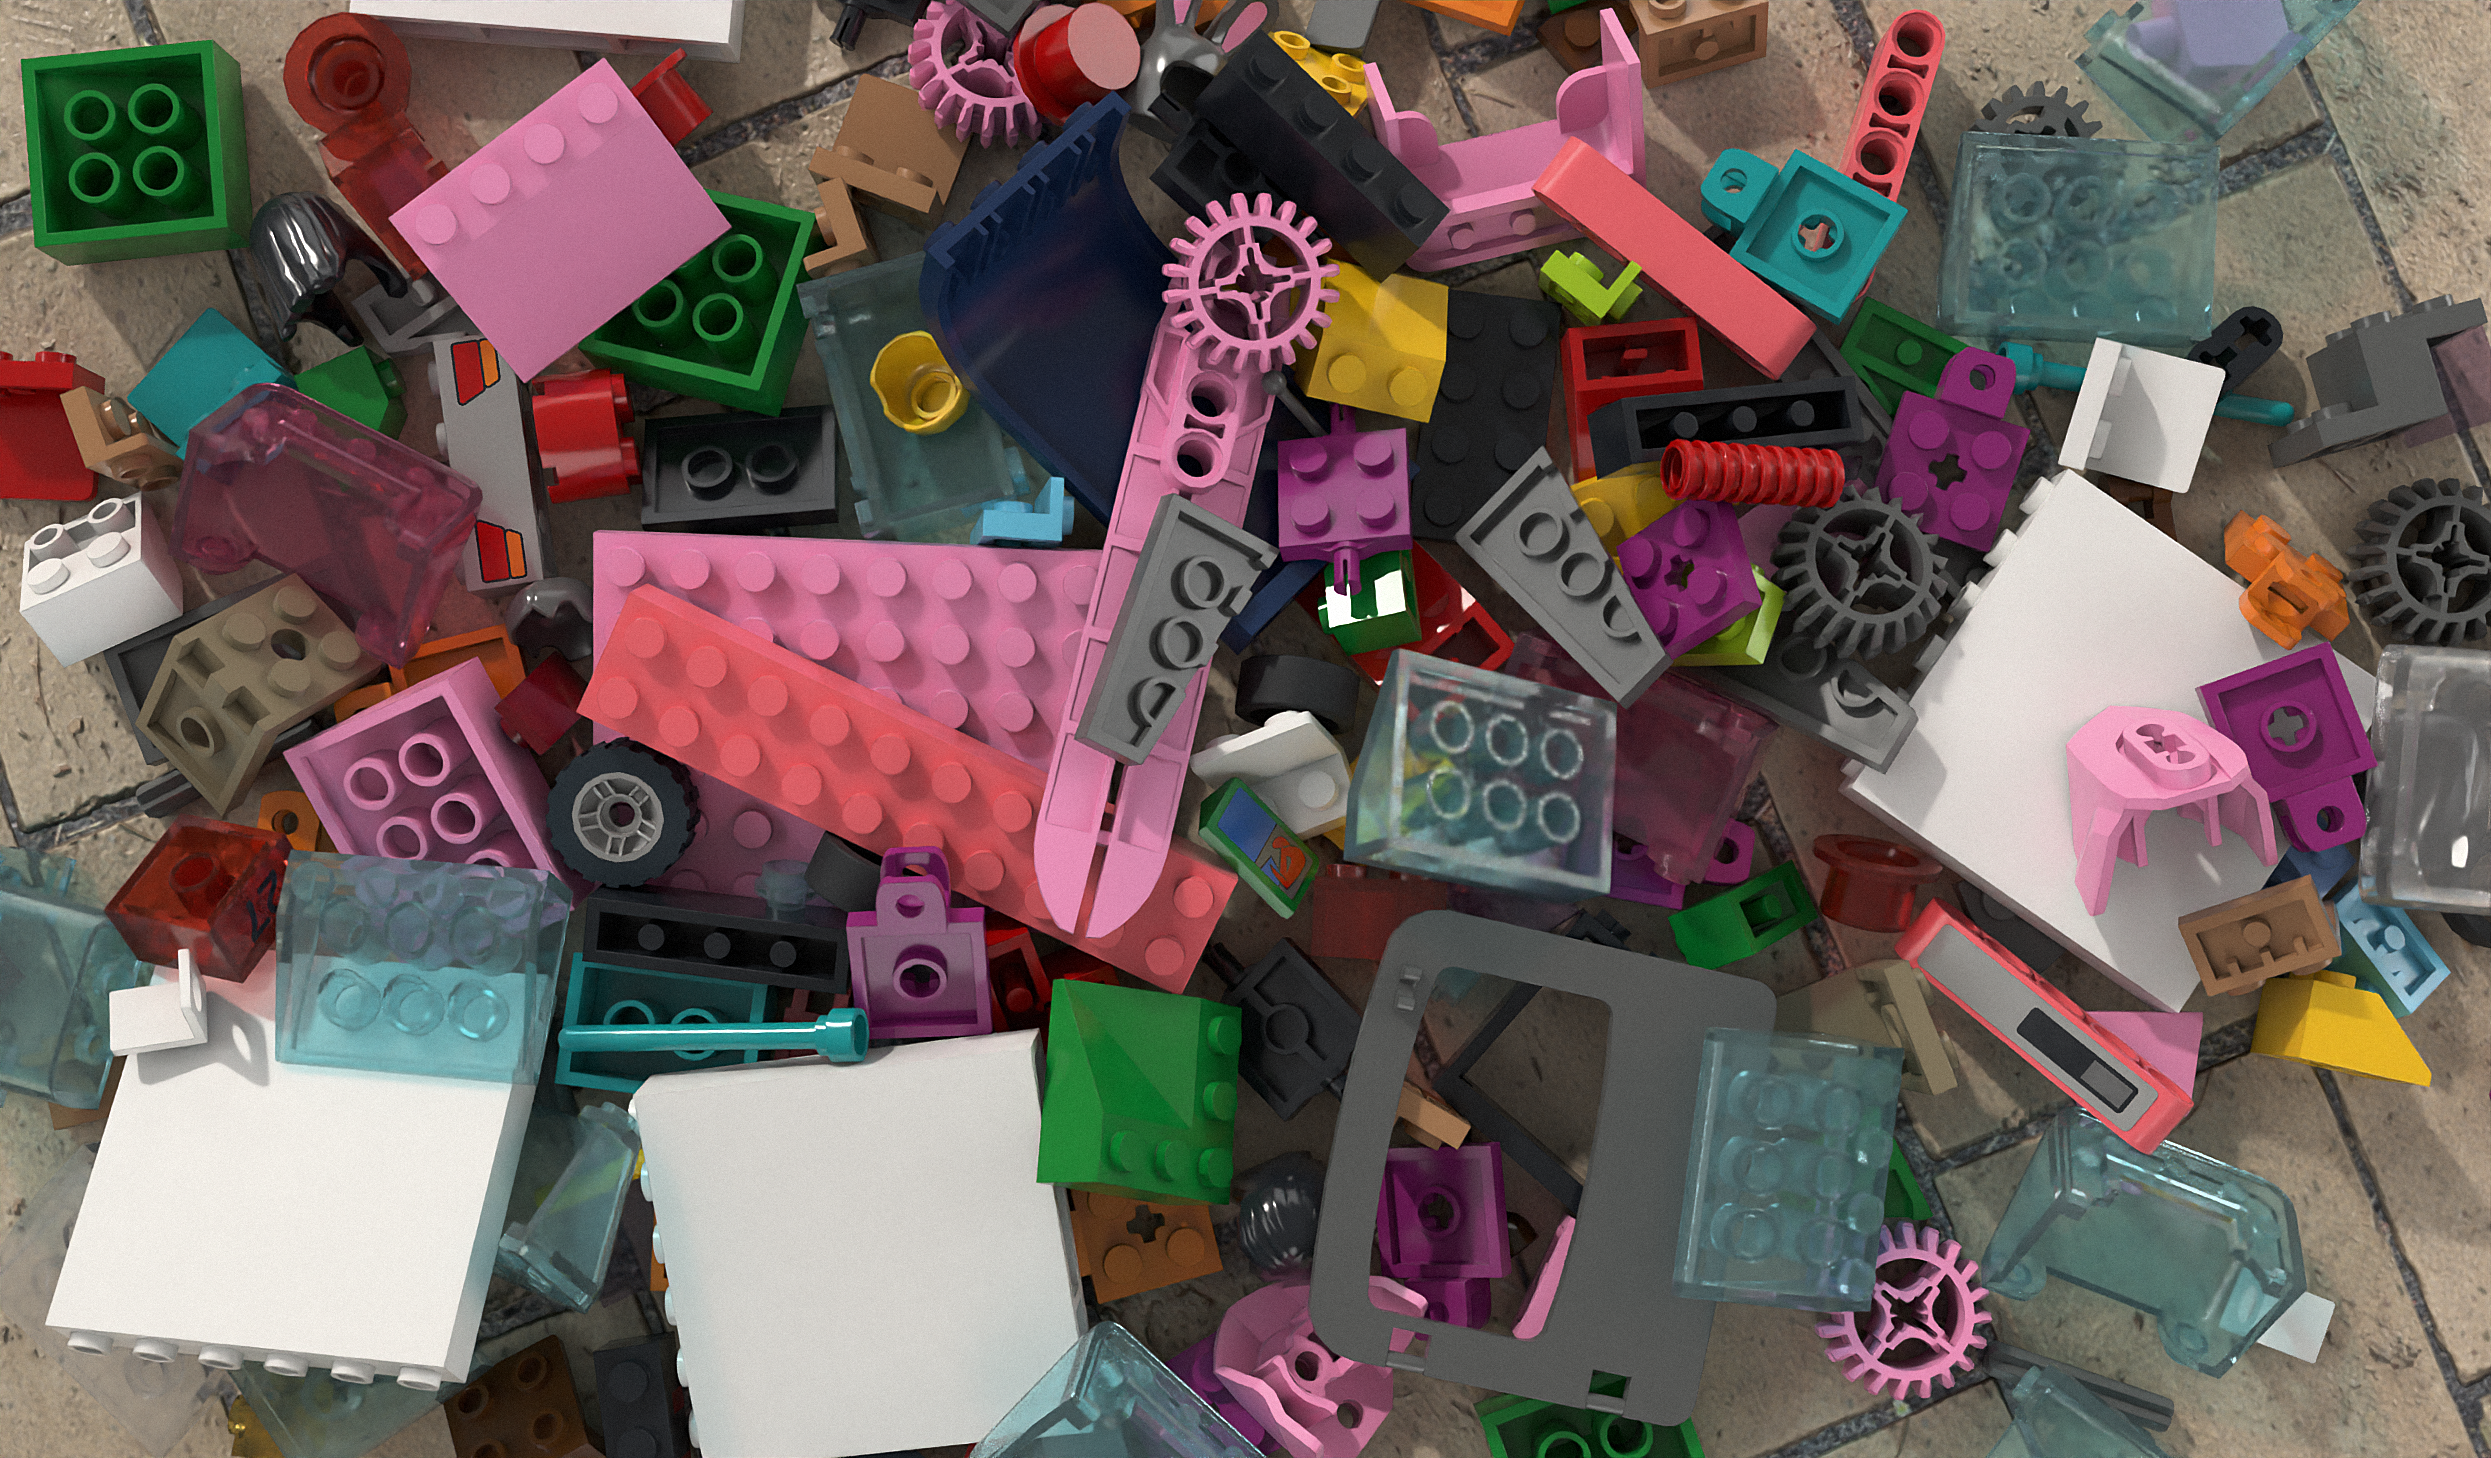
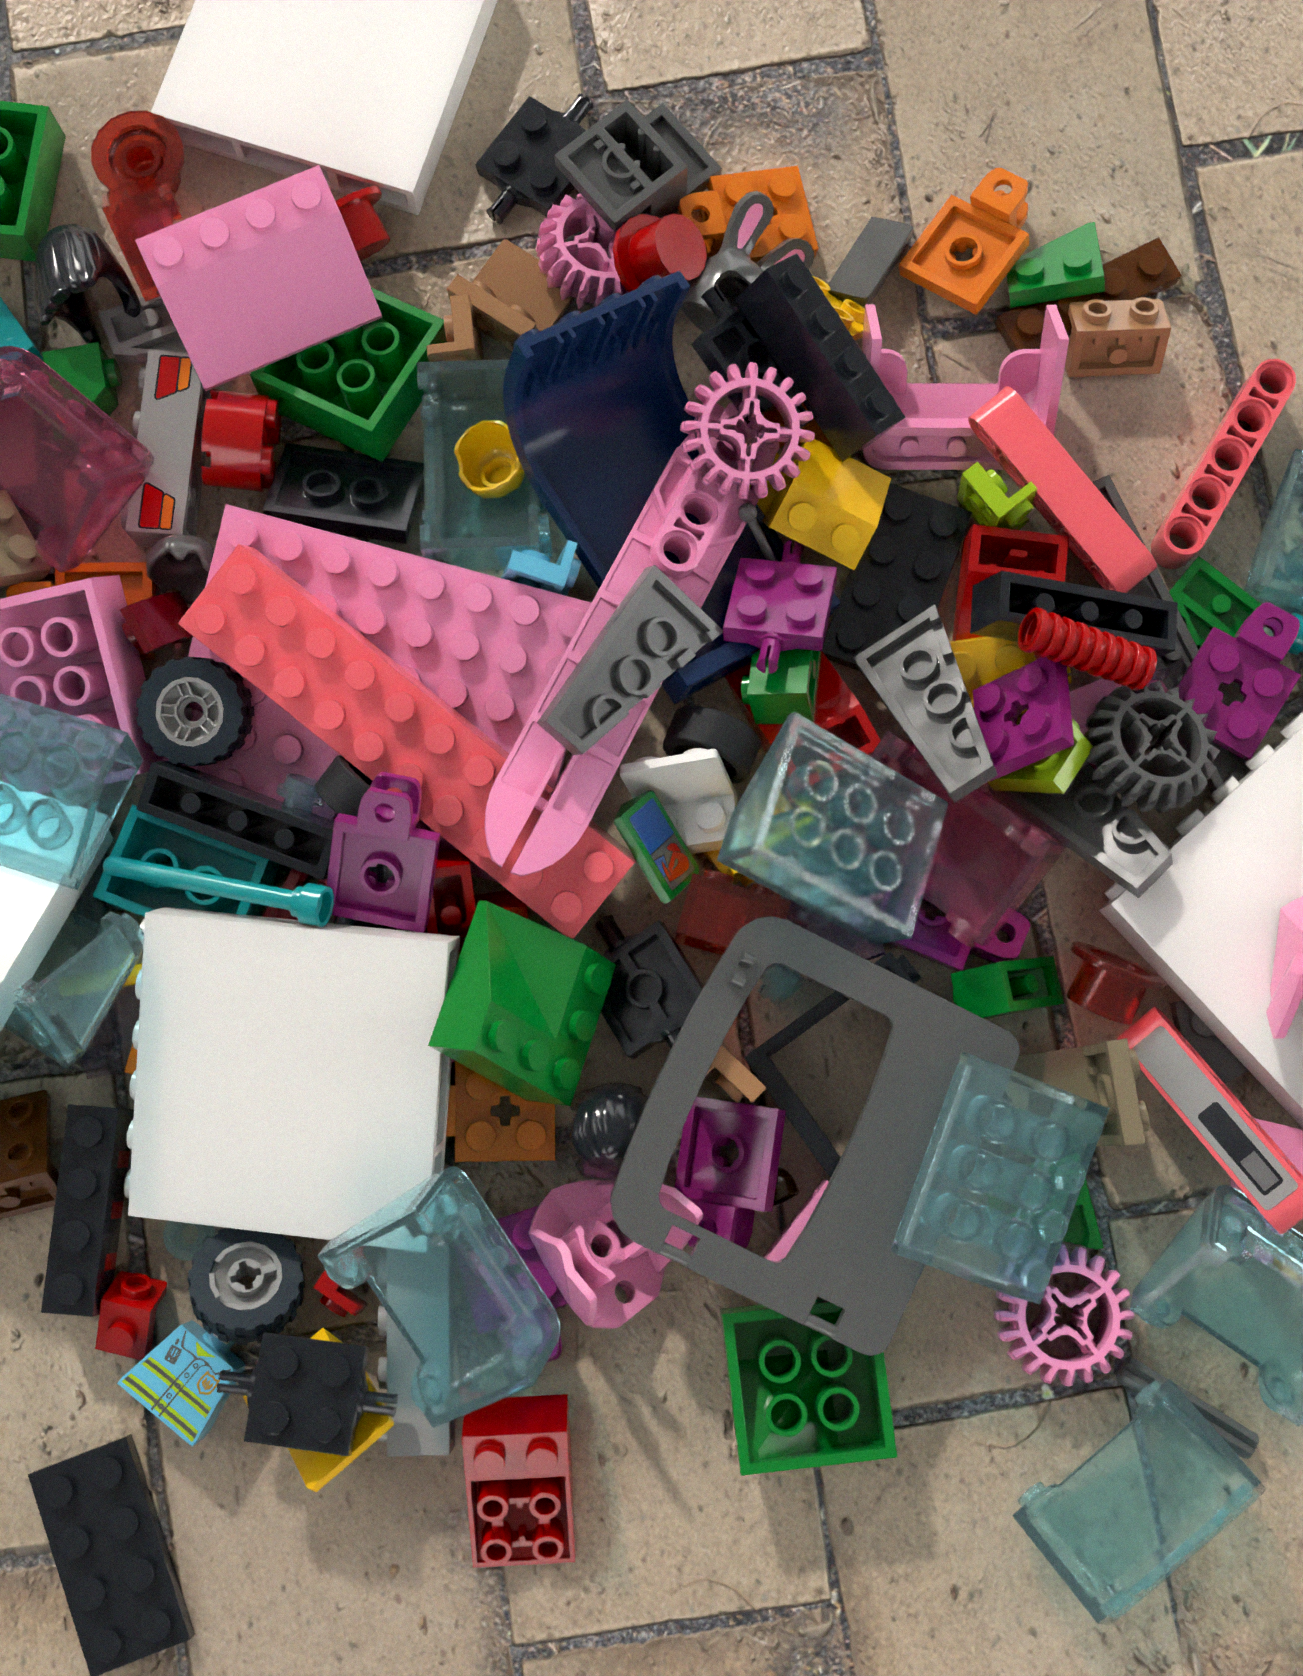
camera: 15 degrees right, 5 degrees down
(1778, 206) = (1139, 475): teal plate -> none

